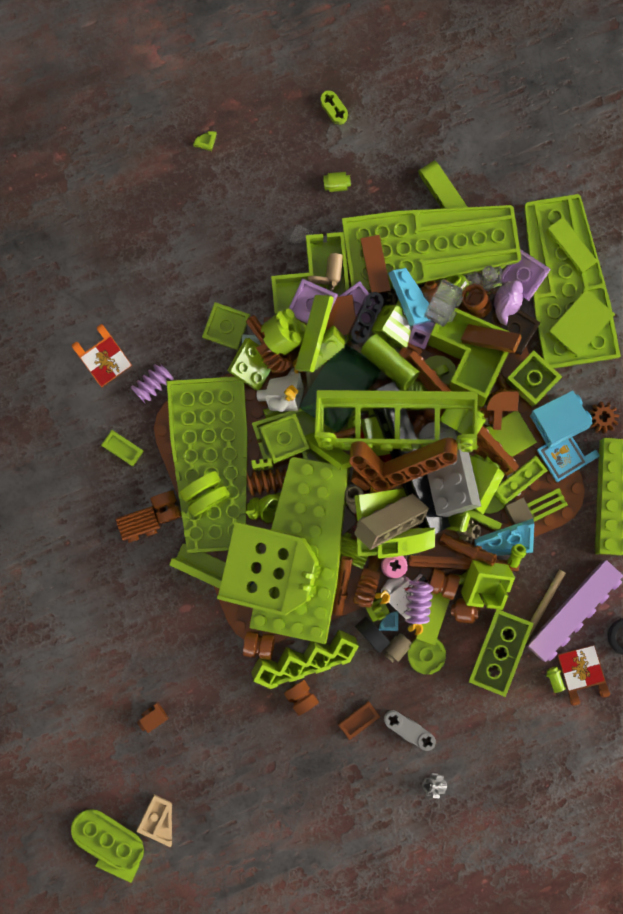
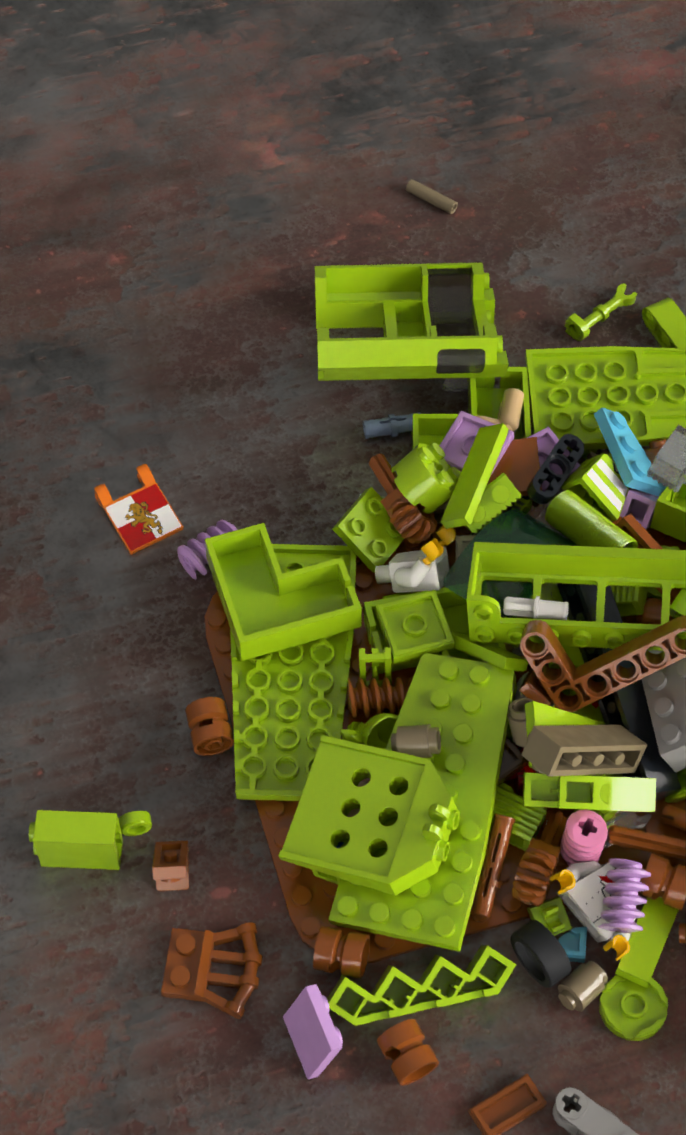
camera: 10 degrees right, 25 degrees down
(97, 591) = (77, 839): none -> lime brick
(122, 448) = (151, 640): lime tile -> none
(129, 573) = (135, 823): none -> lime tile
(138, 524) = (160, 749): dark orange brick -> none
(152, 718) = (140, 1064): dark orange brick -> none
(154, 596) = (171, 865): none -> dark orange slope
(173, 660) = (191, 960): none -> dark orange plate
(195, 432) = (277, 608): none -> lime piece
(200, 566) = (251, 819): lime panel -> none
(203, 490) = (276, 693): lime wheel -> none
(206, 140) = (331, 255): lime tile -> none
(225, 326) = (334, 485): lime tile -> none
(247, 694) = (313, 1031): none -> lavender tile
(258, 277) = (390, 425): none -> sand blue pin
(270, 84) = (431, 196): none -> dark tan piece
(279, 202) = (431, 317): none -> lime piece
(291, 522) = (417, 740): none -> dark tan brick
(336, 181) = (520, 315): lime brick -> none
(338, 105) = (525, 227): lime beam -> none
(358, 429) = (535, 608): none -> white axle
(375, 264) = (574, 405): dark orange tile -> none
(377, 188) = (579, 328): none -> lime piece

